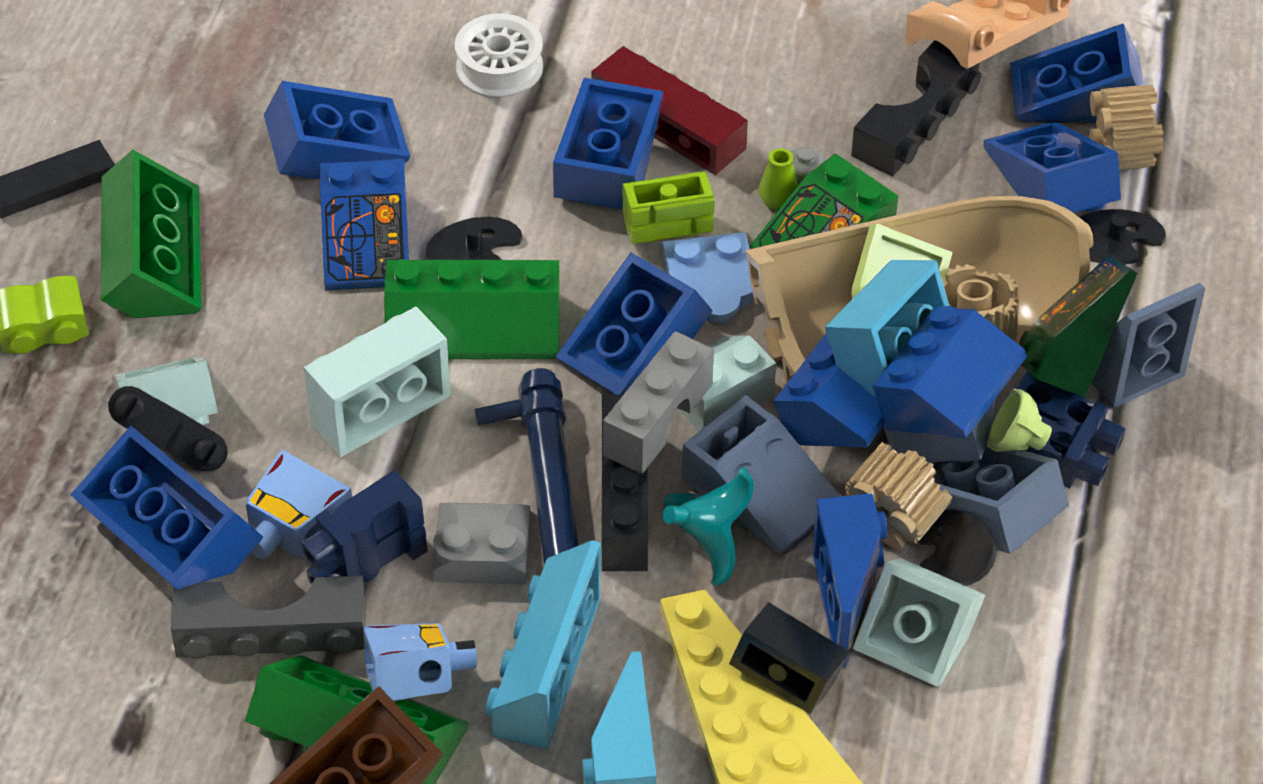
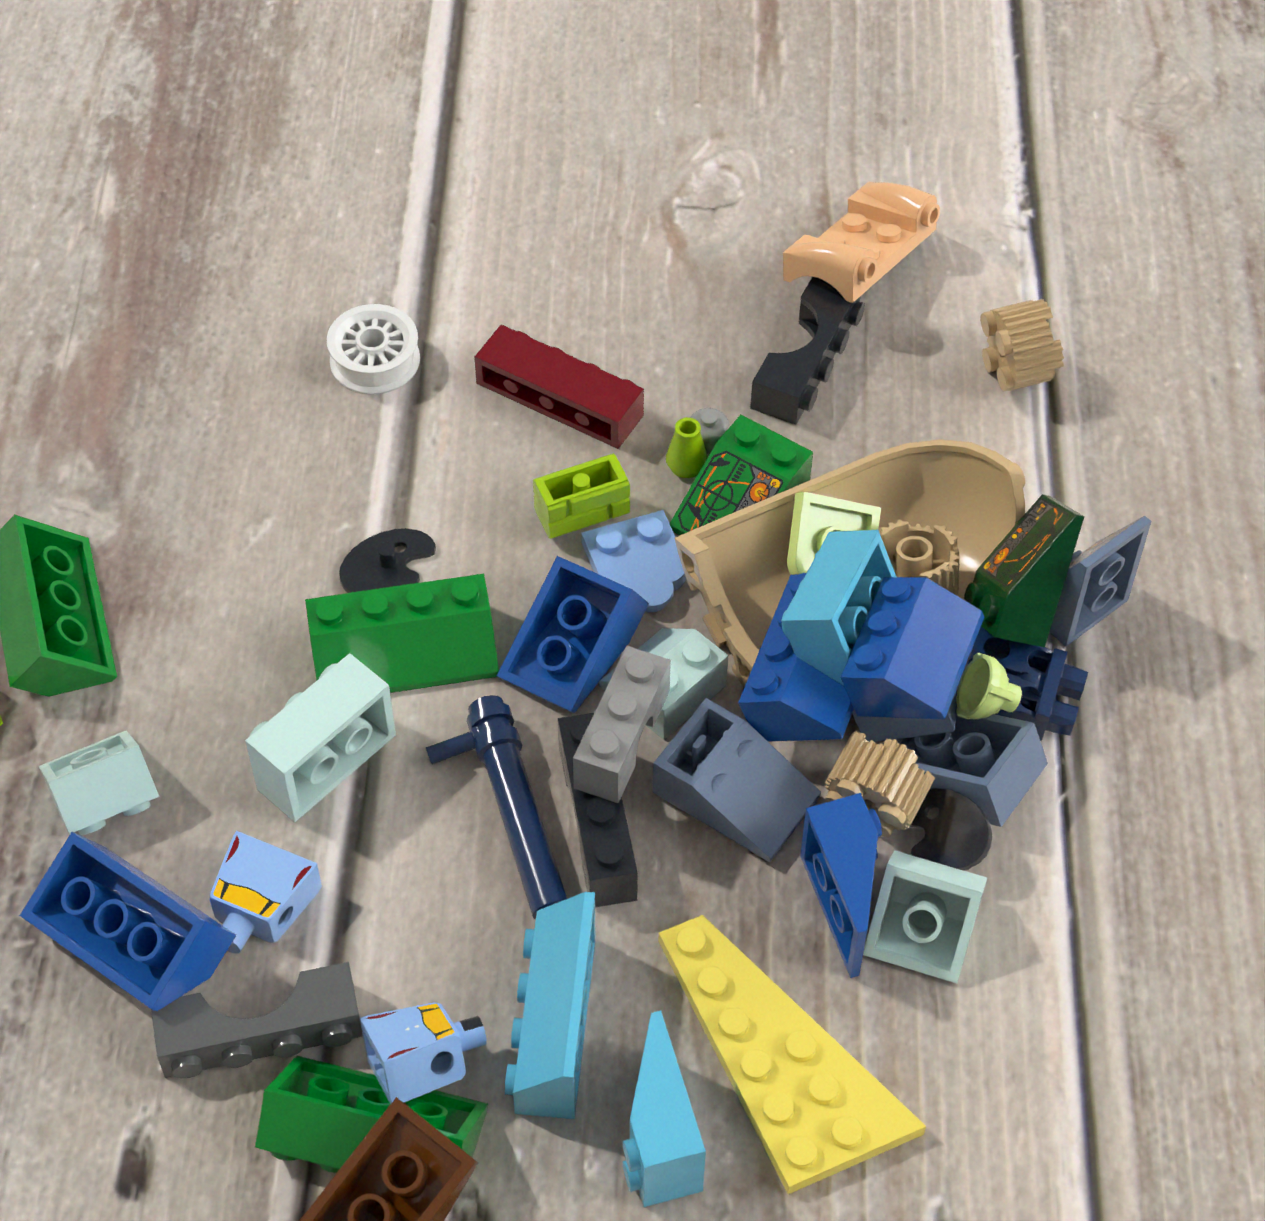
camera: 10 degrees left, 5 degrees up
(168, 428) = (110, 824): black piece -> none
(331, 126) = (218, 458): blue slope -> none
(362, 221) = (270, 557): blue slope -> none
(368, 531) = (343, 912): dark blue hips -> none
(481, 543) = (461, 897): light grey slope -> none
(605, 142) = (505, 433): blue slope -> none
(709, 520) = (694, 839): teal piece -> none
(789, 657) = (806, 982): black brick -> none
(1057, 166) = (959, 395): blue slope -> none
(1060, 80) = (950, 296): blue slope -> none
(1113, 238) = (1025, 450): black piece -> none

